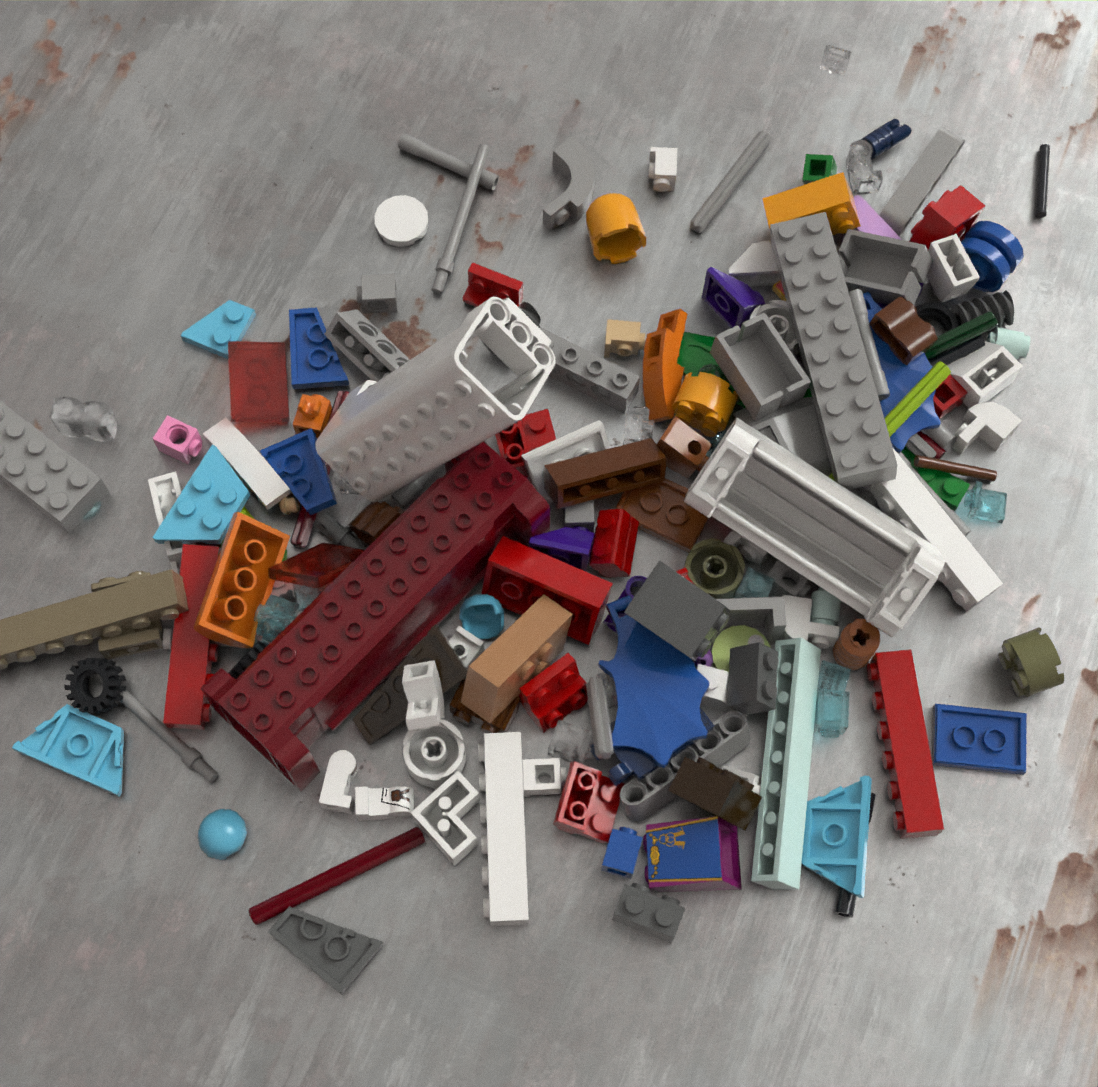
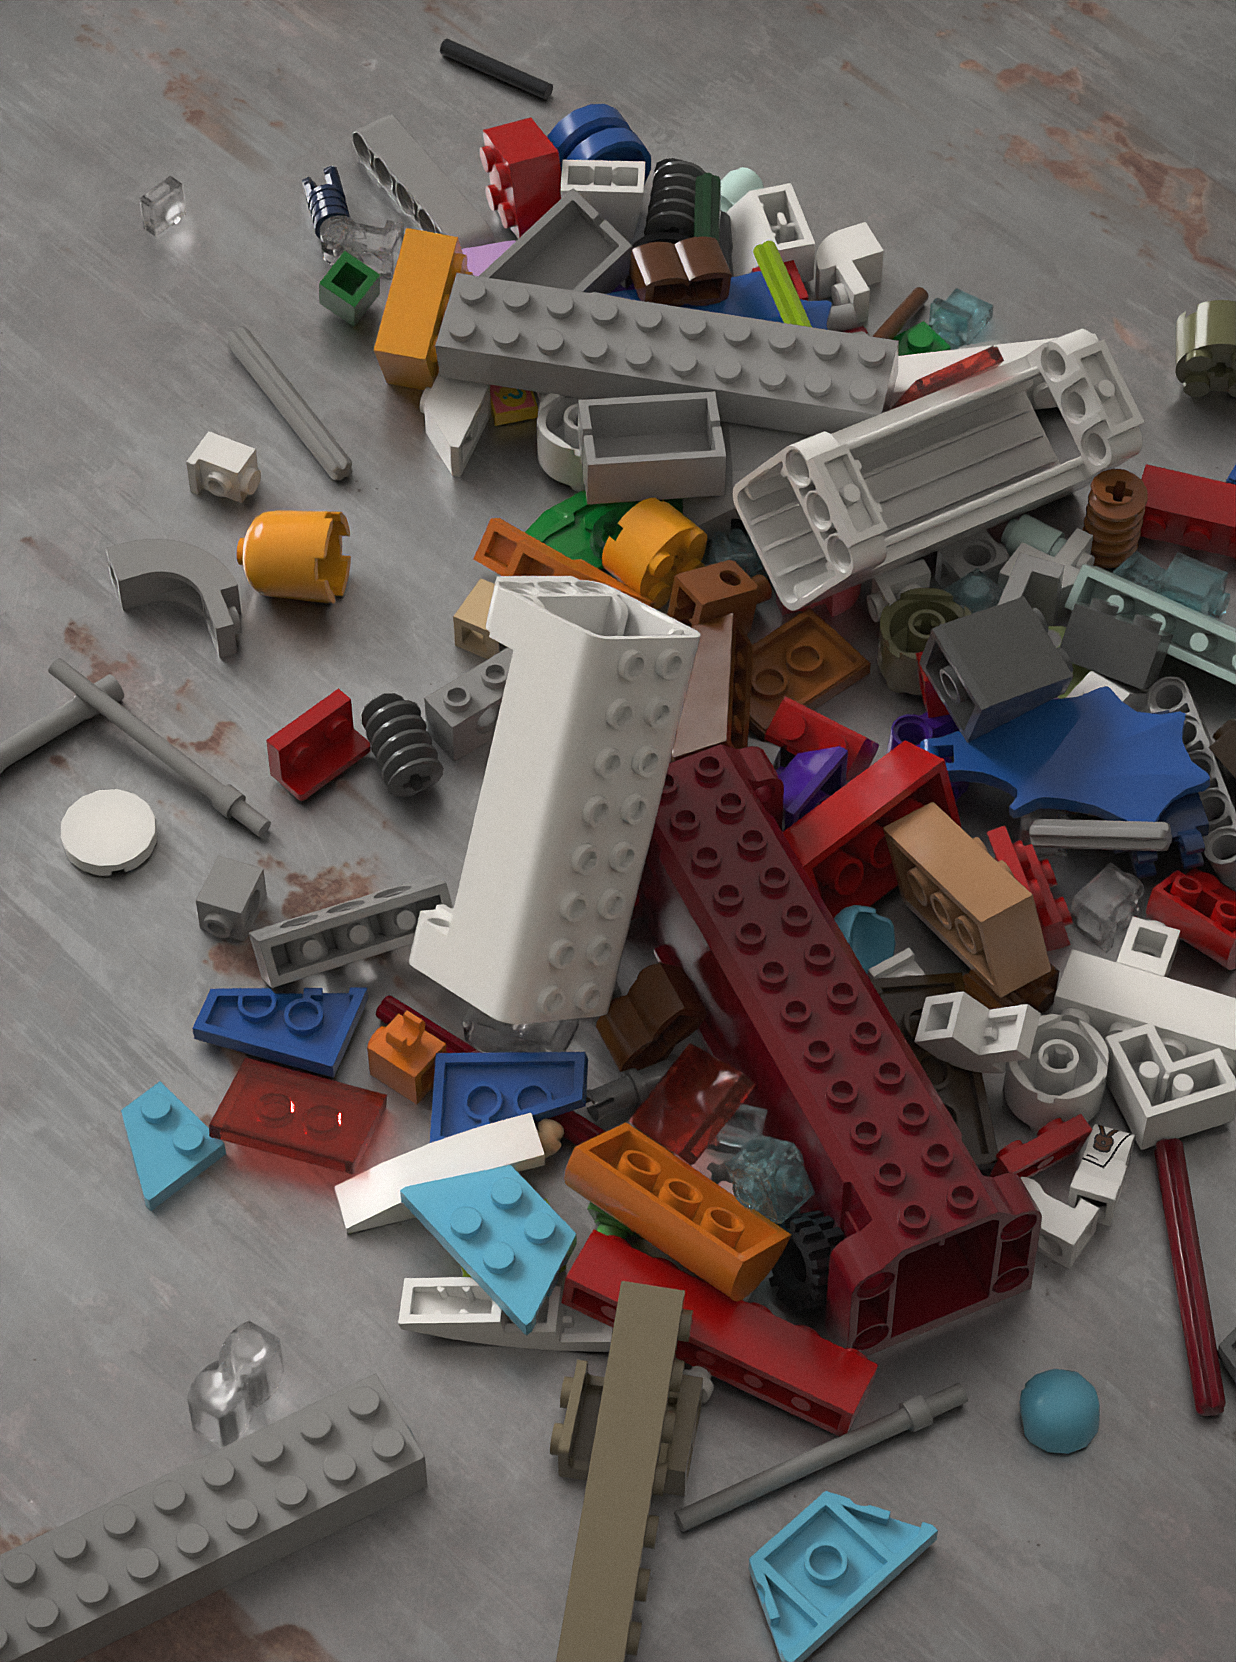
camera: 65 degrees left, 15 degrees down
(79, 685) = (768, 1494): black tyre -> none
(170, 432) = (341, 1278): bright pink brick -> none
(370, 755) = (1052, 1145): none -> red plate
(730, 297) = (501, 467): dark purple slope -> none
(880, 505) = (952, 374): none -> clear red tile

